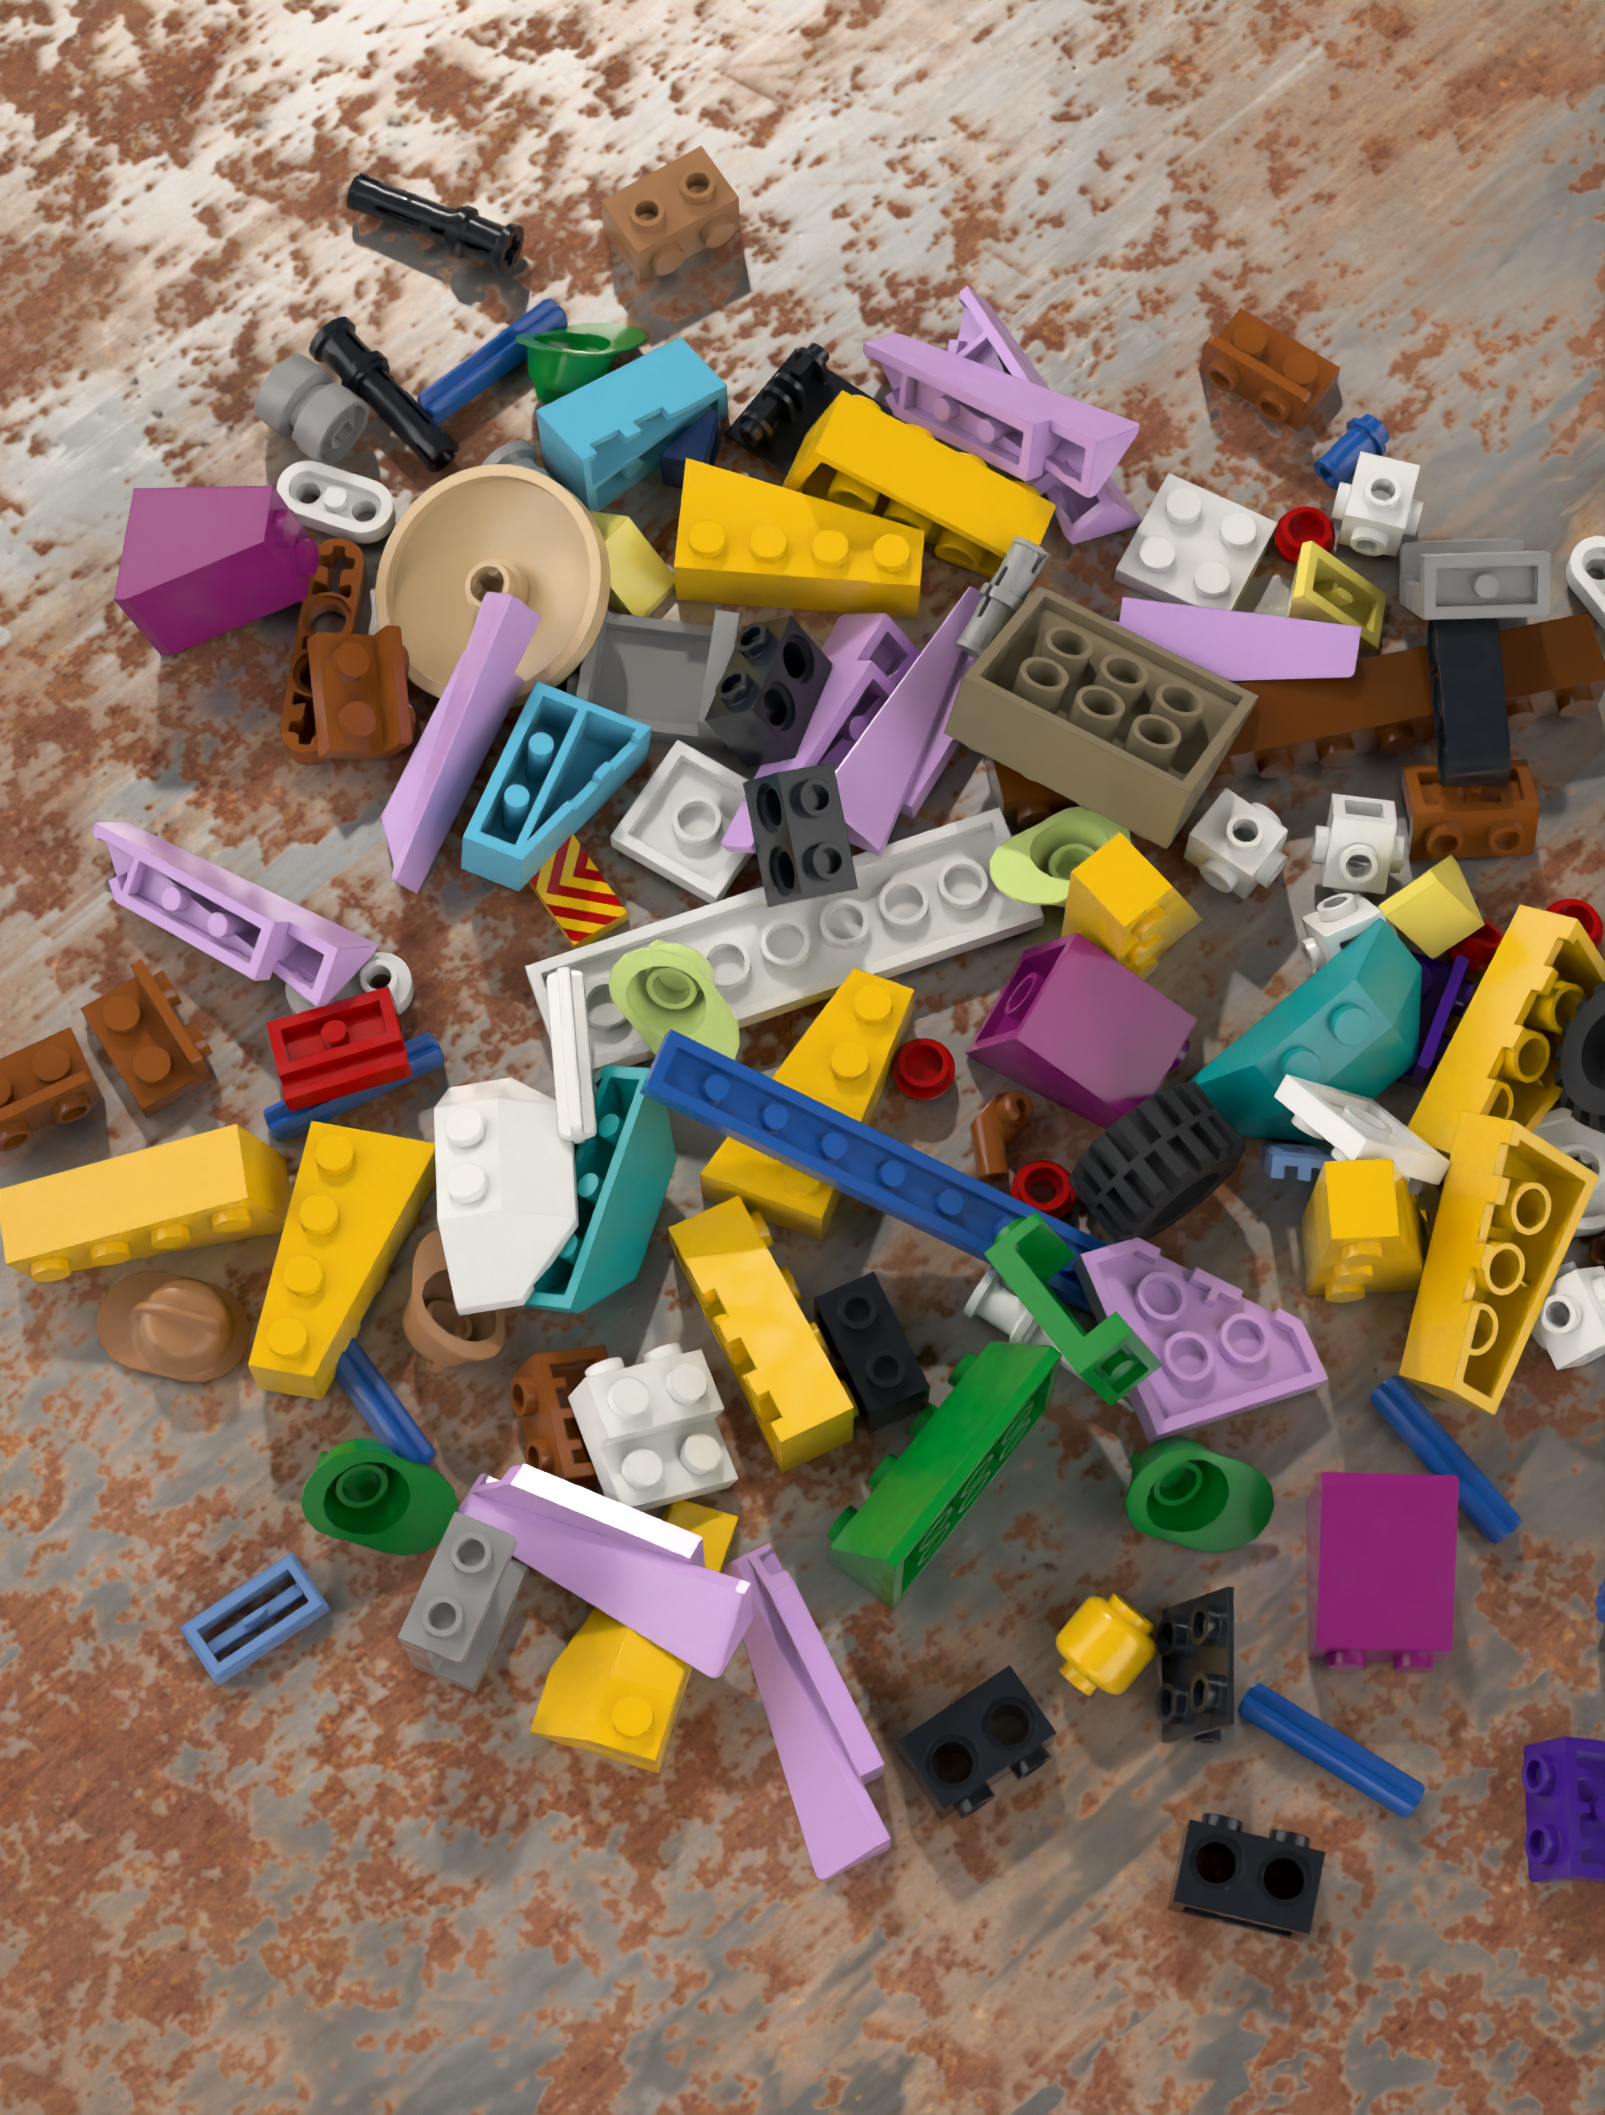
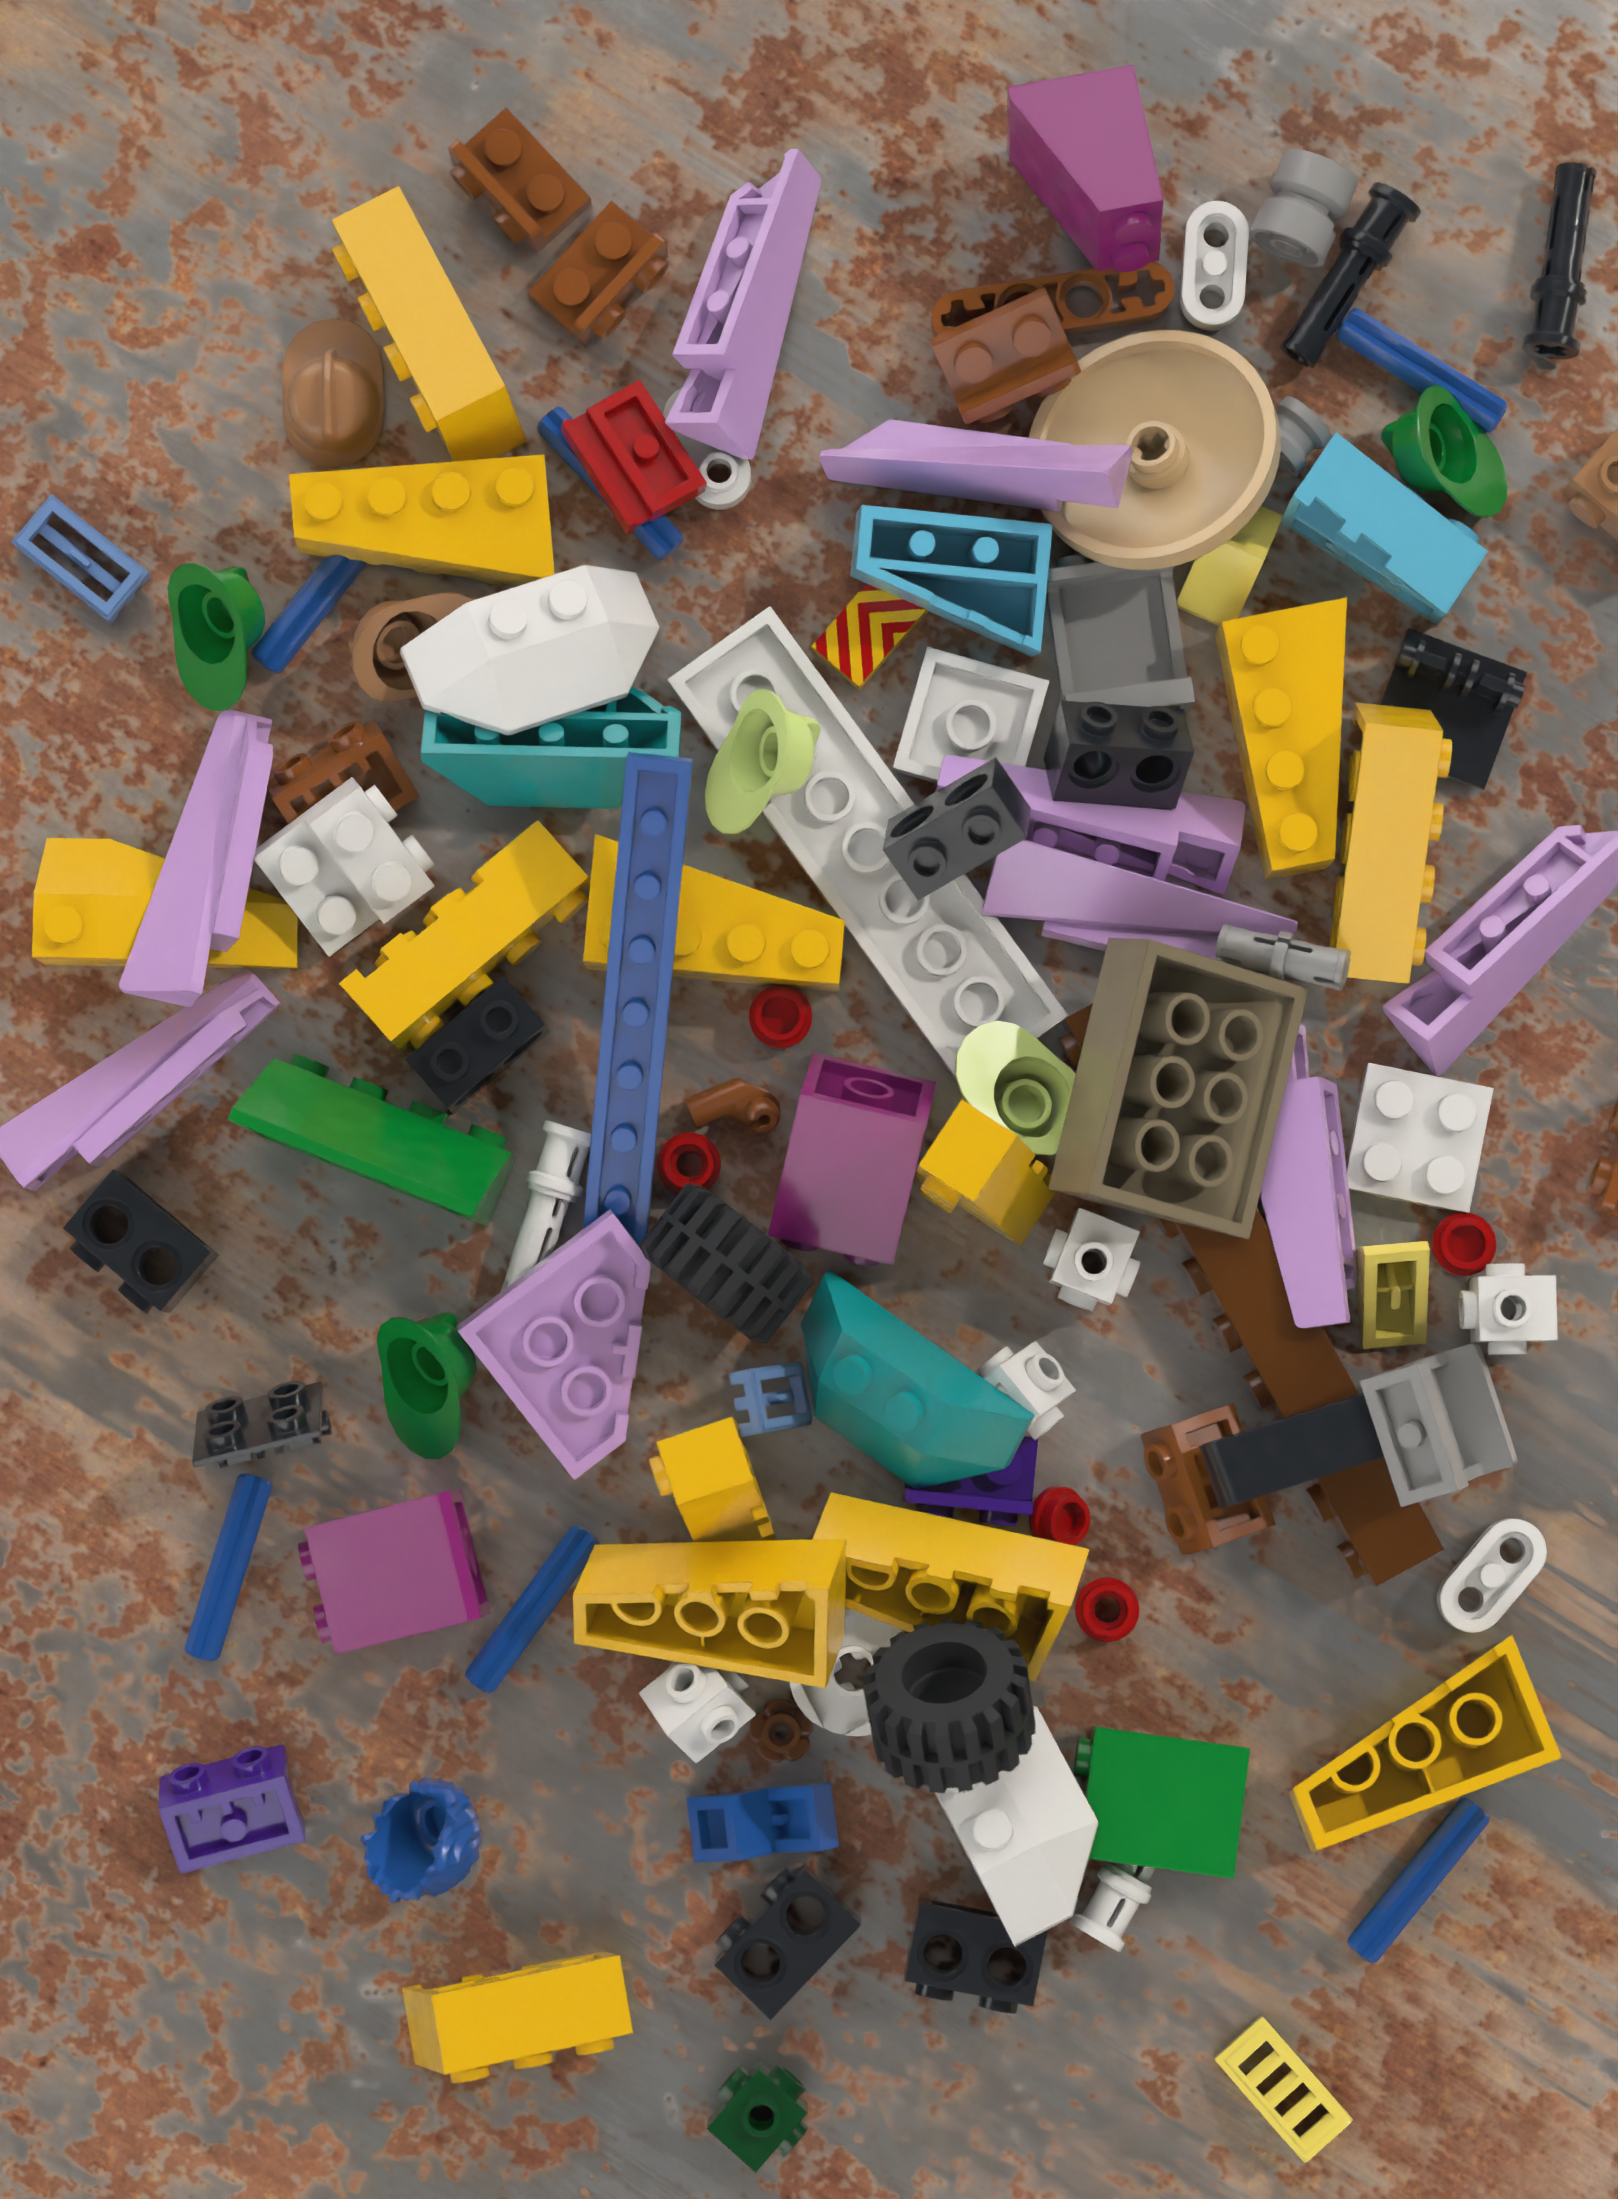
camera: 75 degrees right, 15 degrees up
(464, 1602) = (126, 741): light grey panel -> none
(571, 1055) = (680, 677): white axle -> none
(697, 443) = (1371, 605): dark blue slope -> none
(1001, 415) = (1496, 899): lavender wedge -> none
(1105, 1645) = (262, 1336): yellow head -> none
(1109, 1356) = (528, 1206): green panel -> none
(1244, 1898) = (66, 1518): black brick -> none
(1340, 461) = (1575, 1269): blue pin -> none
(1358, 845) = (1114, 1381): white brick -> none
(1359, 1129) = (802, 1448): white plate -> none
(1435, 909) = (1078, 1465): light yellow slope -> none

